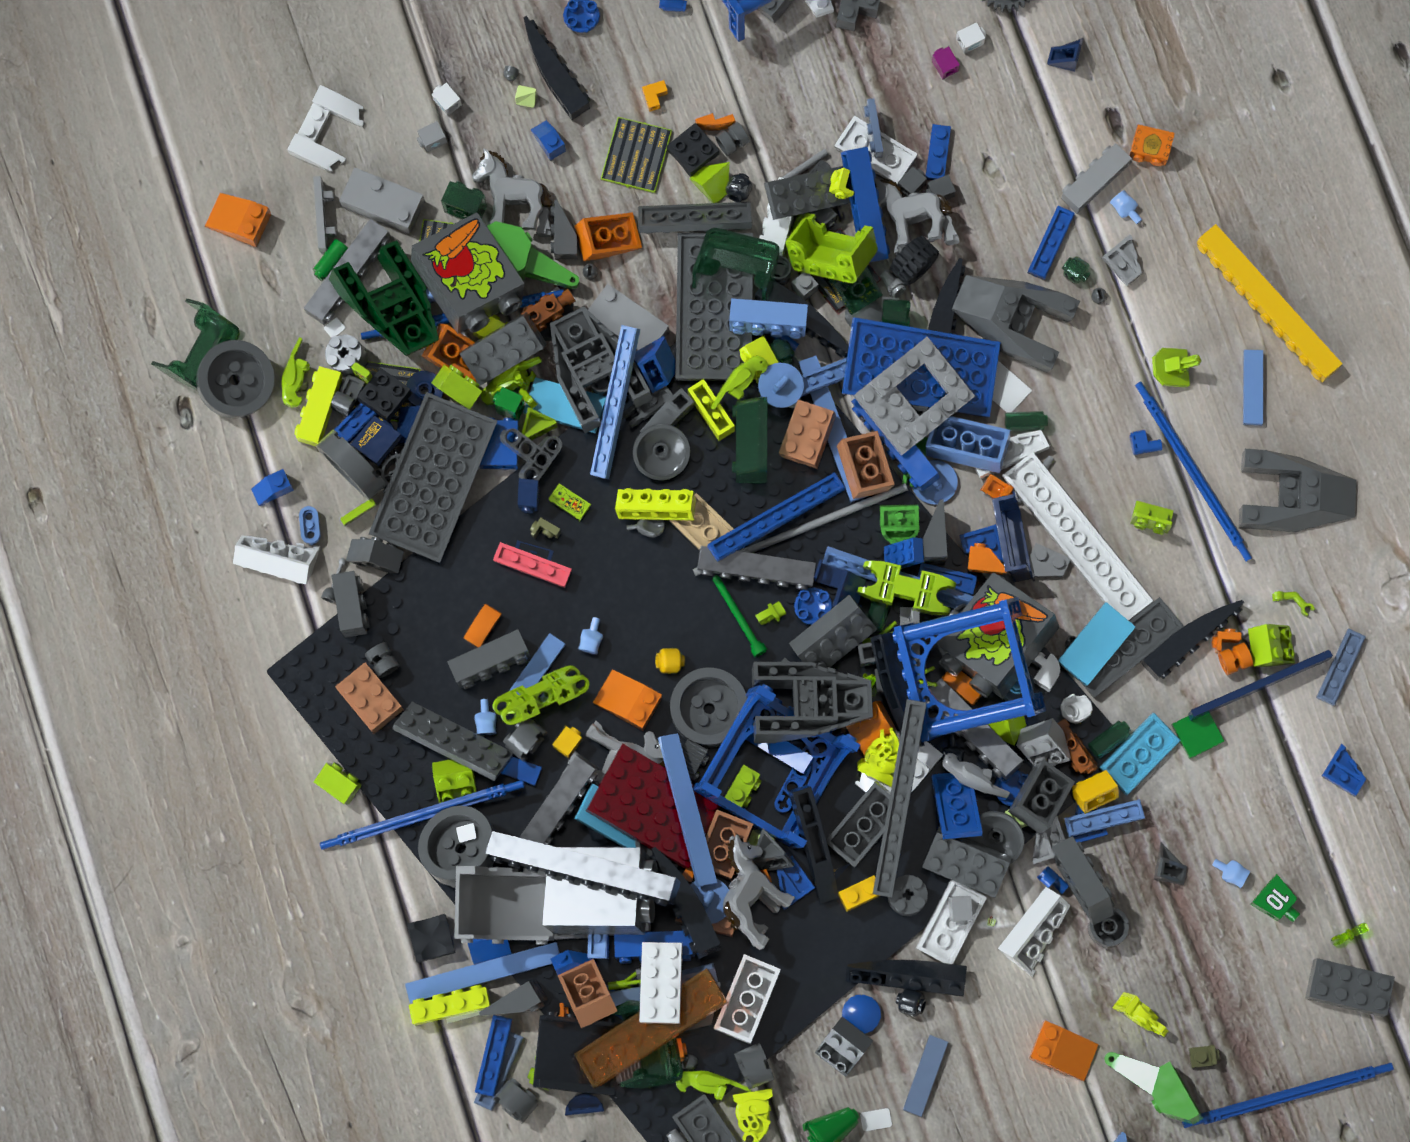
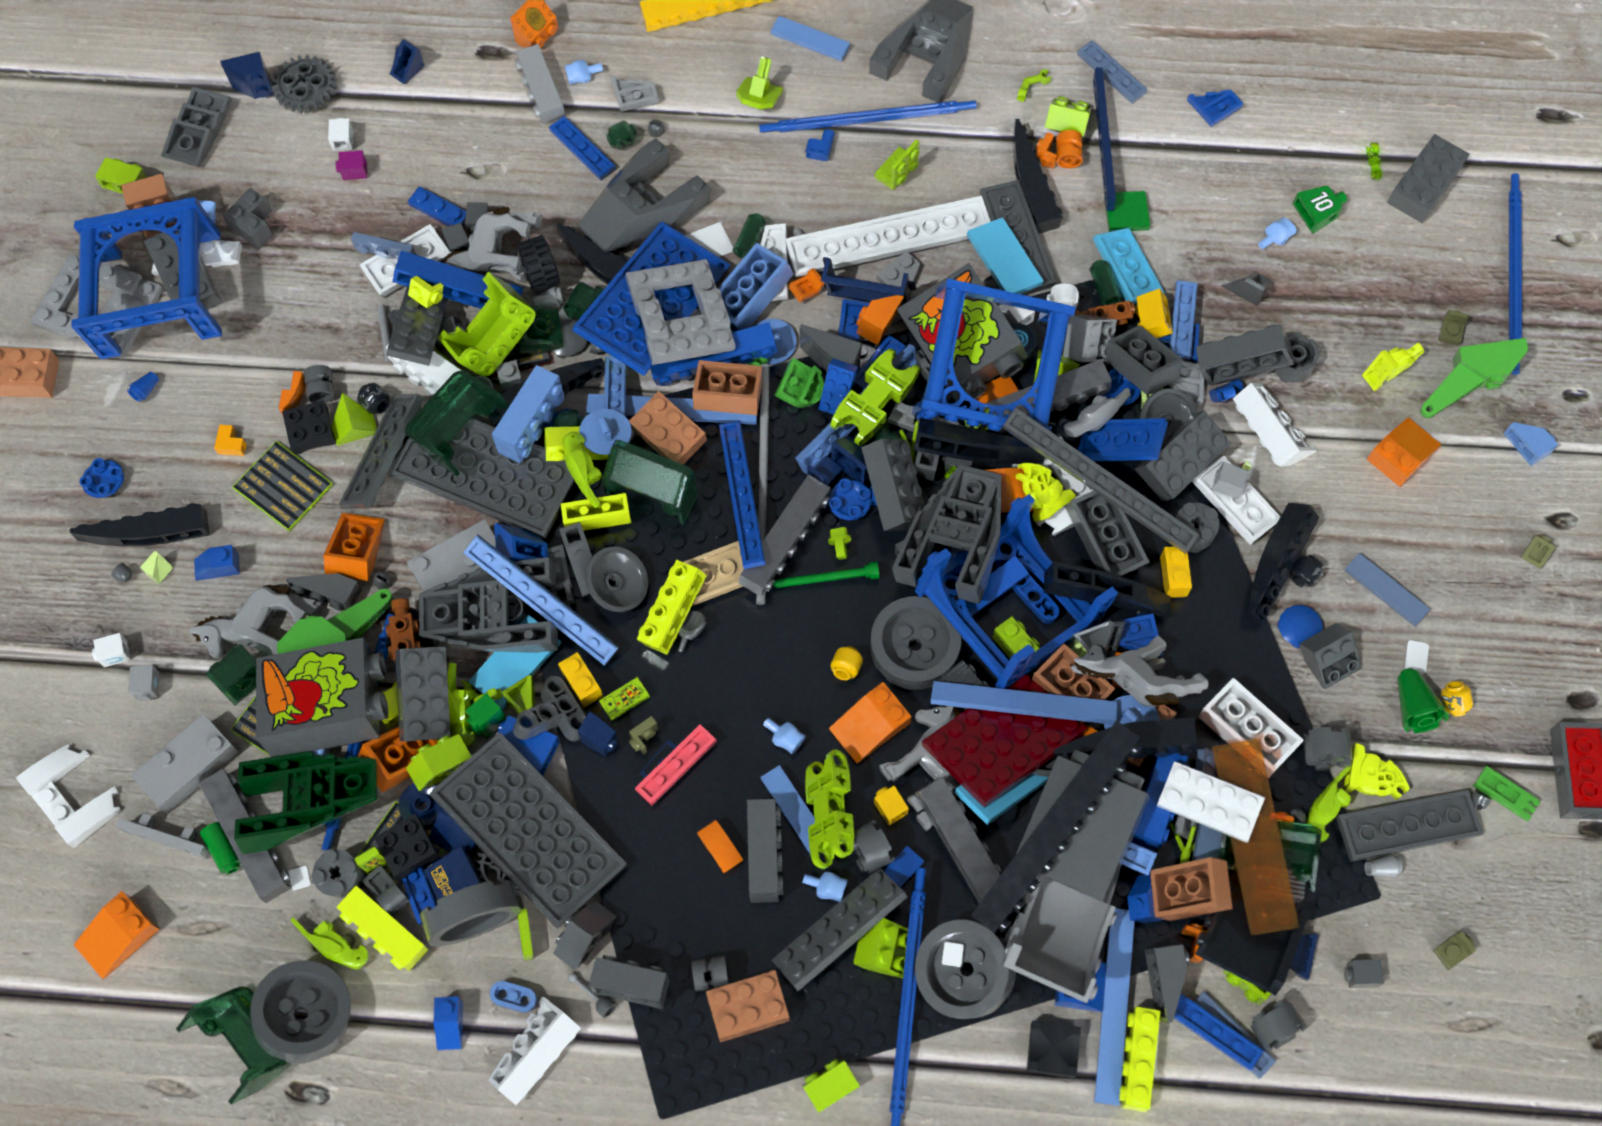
camera: 70 degrees left, 10 degrees down
(568, 461) = (580, 680): none -> yellow brick

